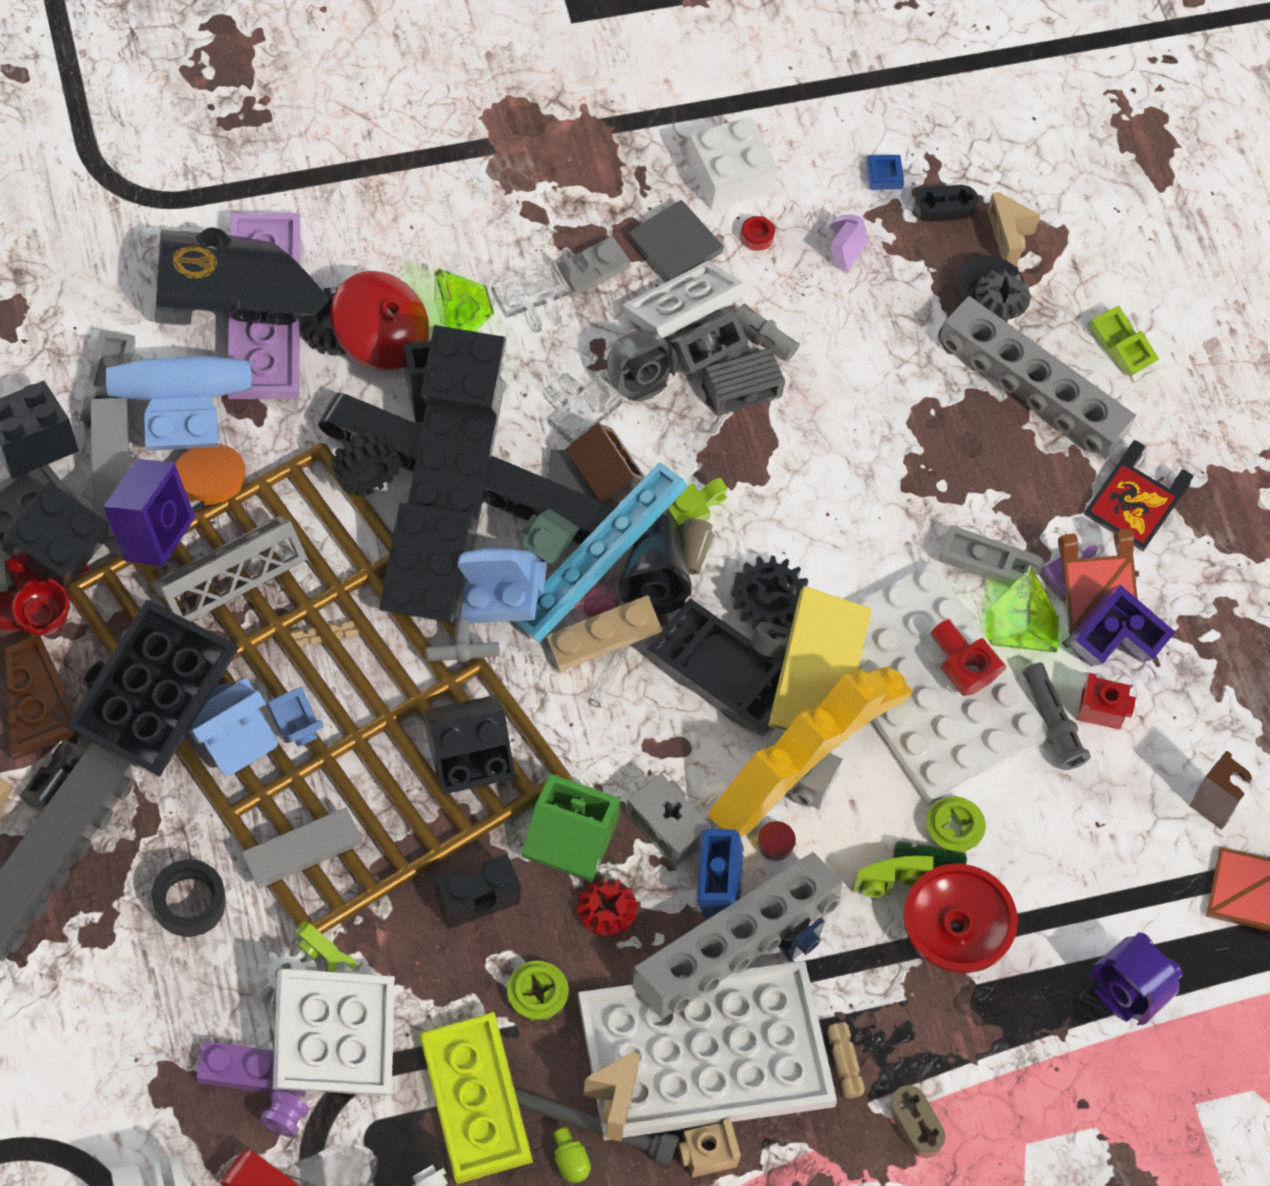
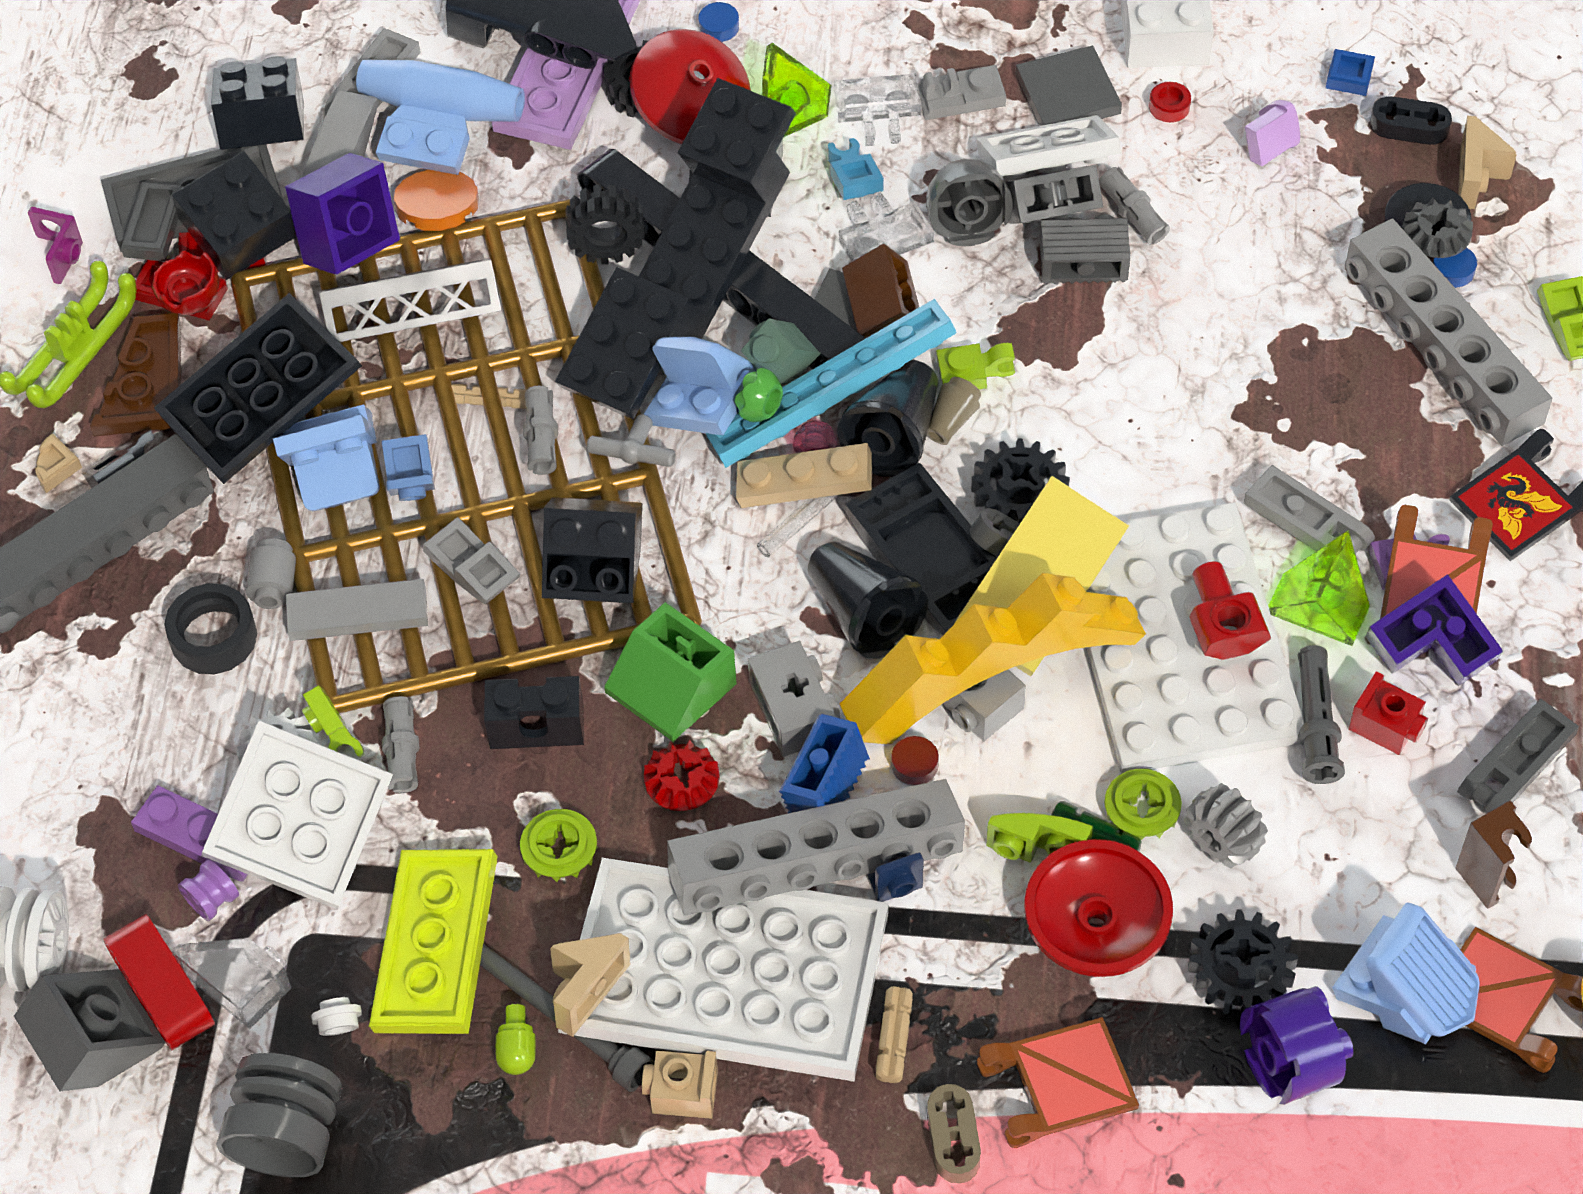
camera: 30 degrees right, 5 degrees down
(217, 837) = (271, 573): none -> light grey brick
(373, 252) = (719, 21): none -> blue tile
(376, 783) = (470, 562): none -> light grey slope
(380, 946) = (400, 744): none -> light grey pin
(384, 654) = (540, 430): none -> light grey pin
(539, 361) = (854, 173): none -> dark azure plate
(553, 580) = (759, 396): none -> bright green plate
(692, 720) = (867, 598): none -> black cone
(981, 1052) = (1068, 1076): none -> flag
(1025, 825) = (1226, 825): none -> light grey gear
(1026, 322) = (1458, 268): none -> blue tile
(1068, 941) = (1249, 942): none -> black gear
(1193, 901) = (1411, 977): none -> light blue piece
(1207, 708) = (1519, 756): none -> dark grey plate

